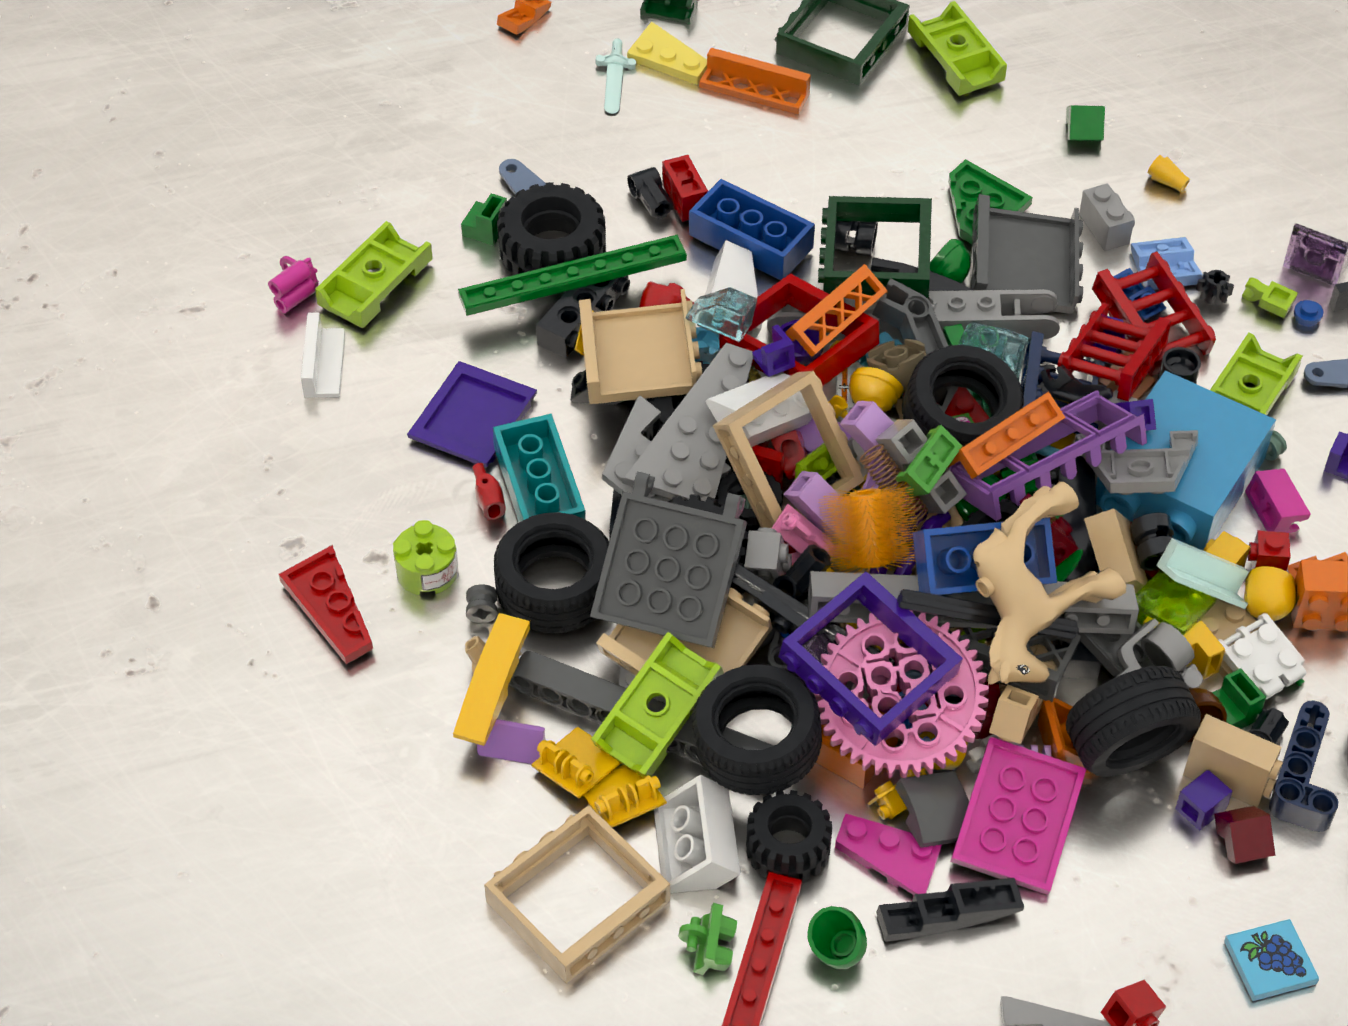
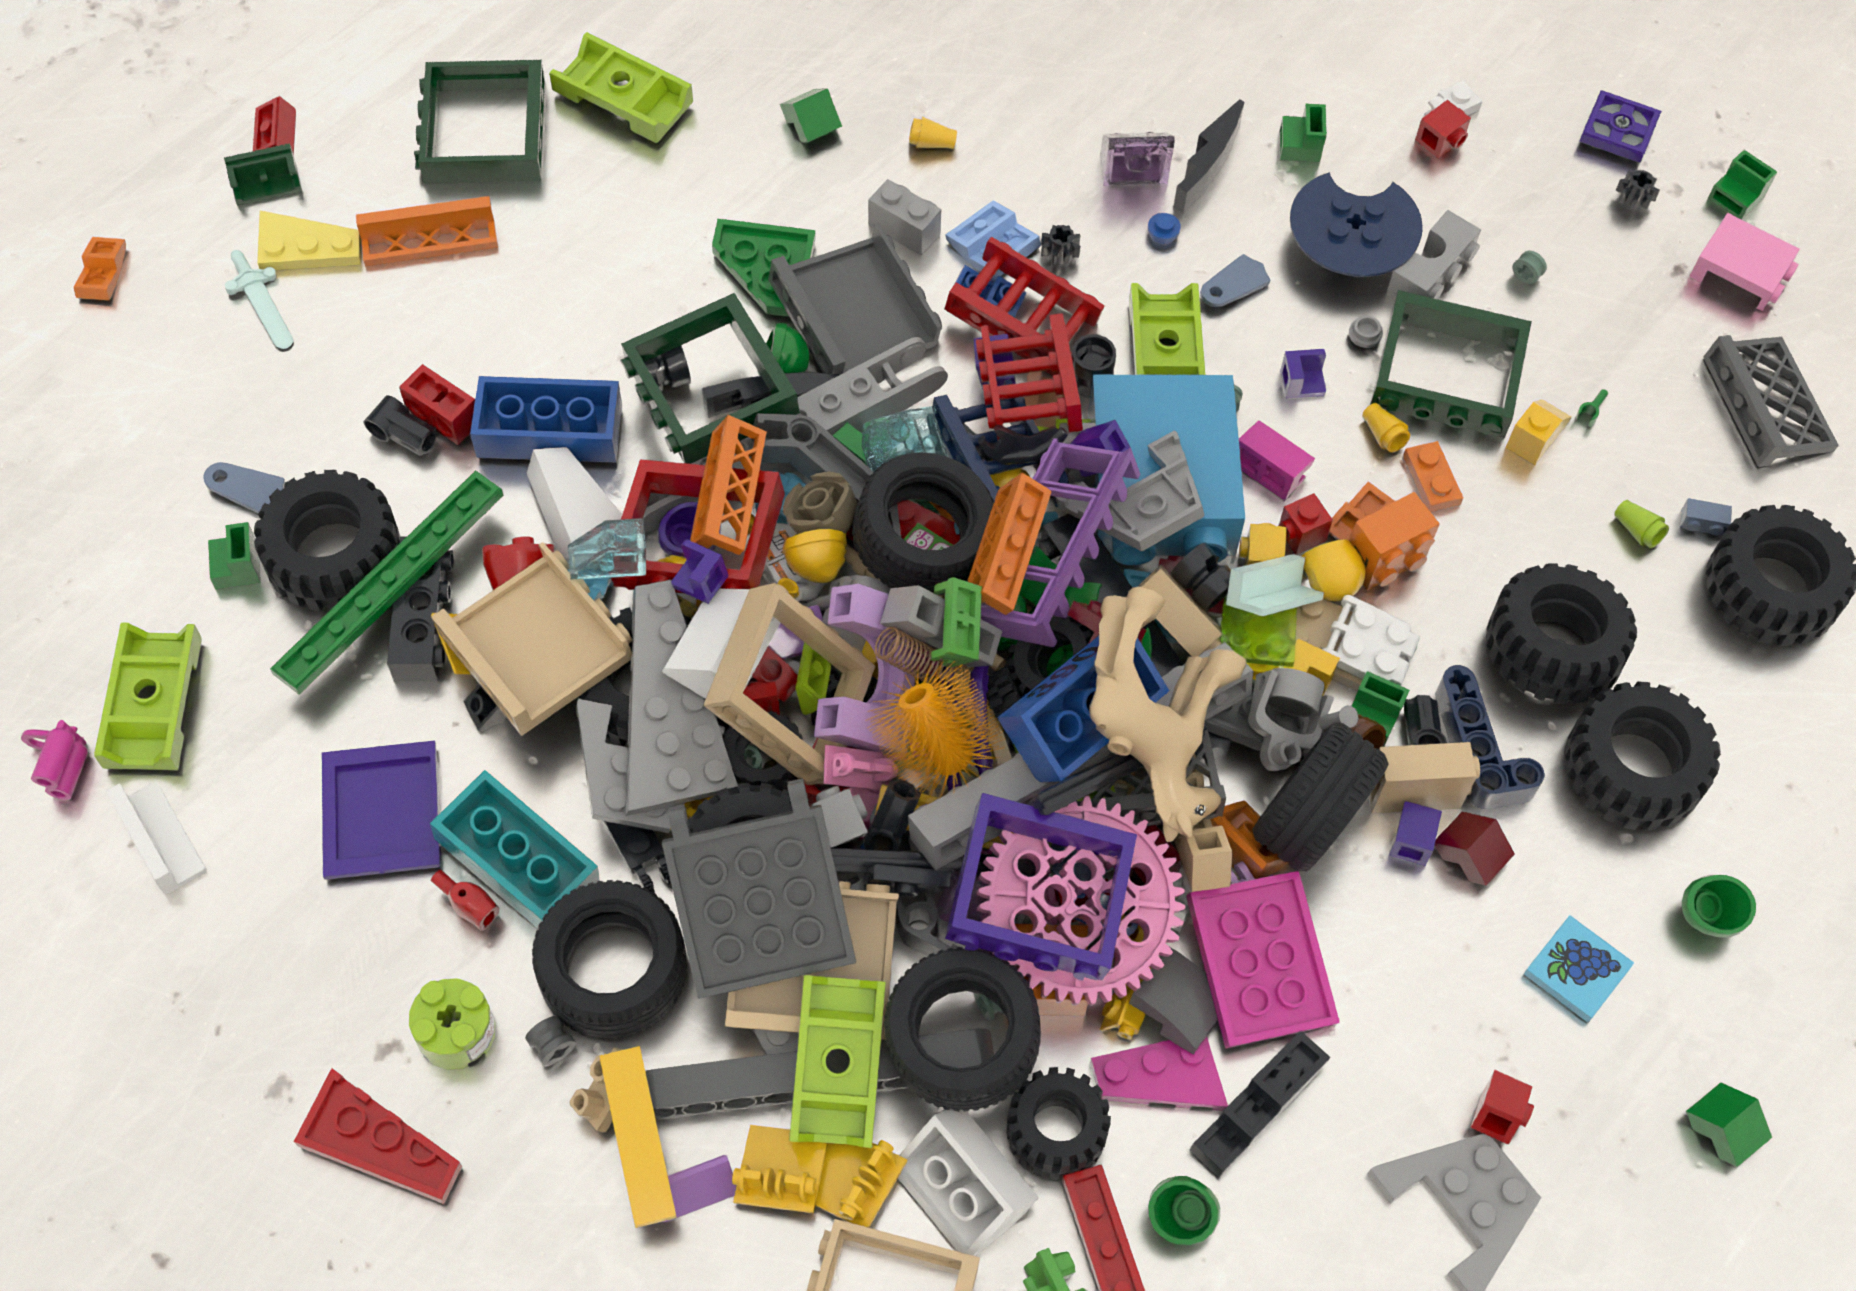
camera: 35 degrees left, 10 degrees up
(1272, 298) = (1122, 227): lime plate -> none

